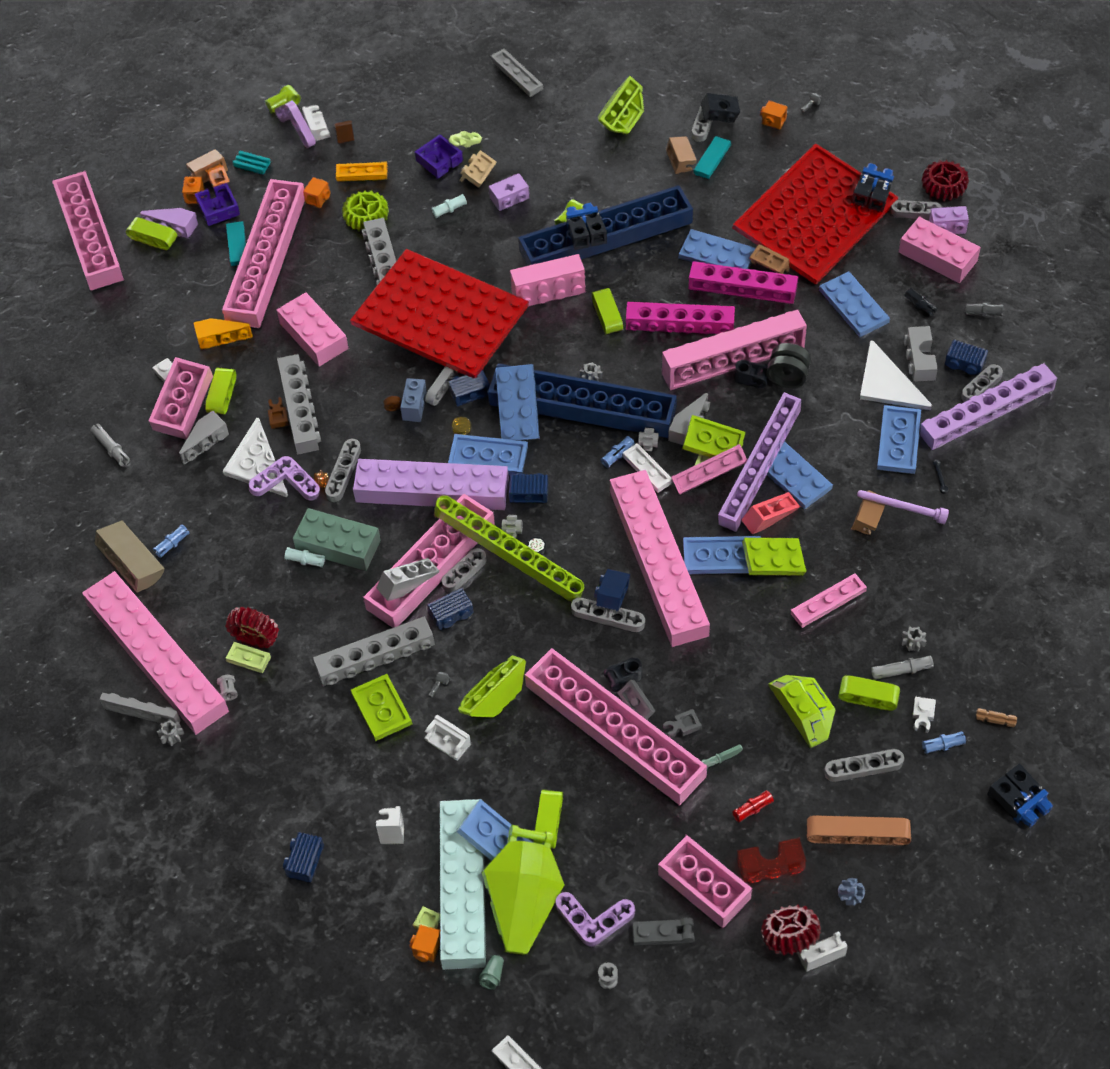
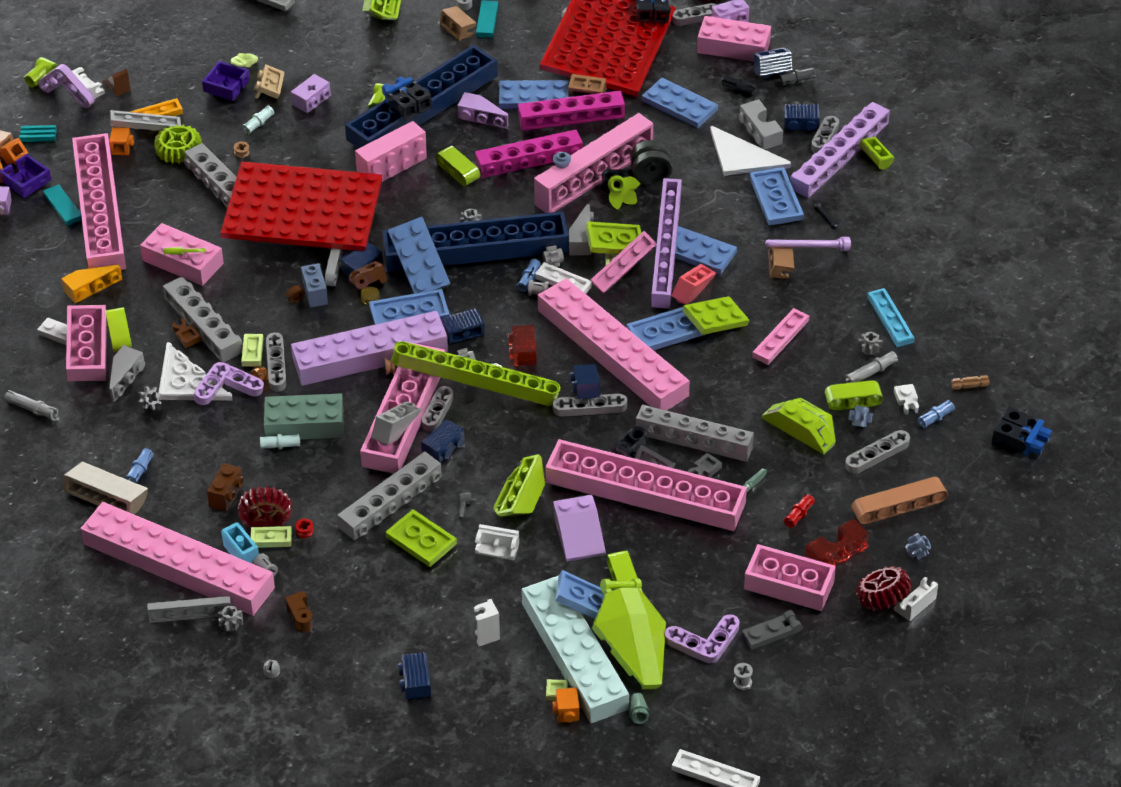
camera: 25 degrees left, 10 degrees down
(185, 800) = (275, 670): none -> light grey hinge
(211, 466) = (145, 400): none -> light grey gear
(212, 658) = (239, 543): none -> medium azure brick
(231, 590) = (225, 487): none -> reddish brown brick
(233, 747) = (297, 608): none -> reddish brown leg
(279, 654) = (308, 532): none -> red bush
(305, 328) = (179, 250): none -> lime piece
(327, 451) = (252, 349): none -> yellowish green plate
(344, 178) = (142, 120): none -> light grey plate
(420, 228) = (245, 149): none -> medium nougat bush
(465, 405) = (367, 274): none -> reddish brown leg
(531, 750) = (578, 528): none -> lavender slope
(574, 528) = (523, 345): none -> clear red brick
(617, 468) = (536, 287): none -> light grey bush
(653, 254) = (480, 110): none -> lavender slope
(691, 682) = (695, 433): none -> light grey brick
(694, 343) = (562, 159): none -> sand blue plate
(749, 390) = (624, 193): none -> lime plate
(863, 720) = (860, 416): none -> sand blue gear
(950, 614) = (890, 317): none -> medium azure tile
(964, 287) = (772, 62): none -> brick
(1024, 421) = (877, 152): none -> lime brick

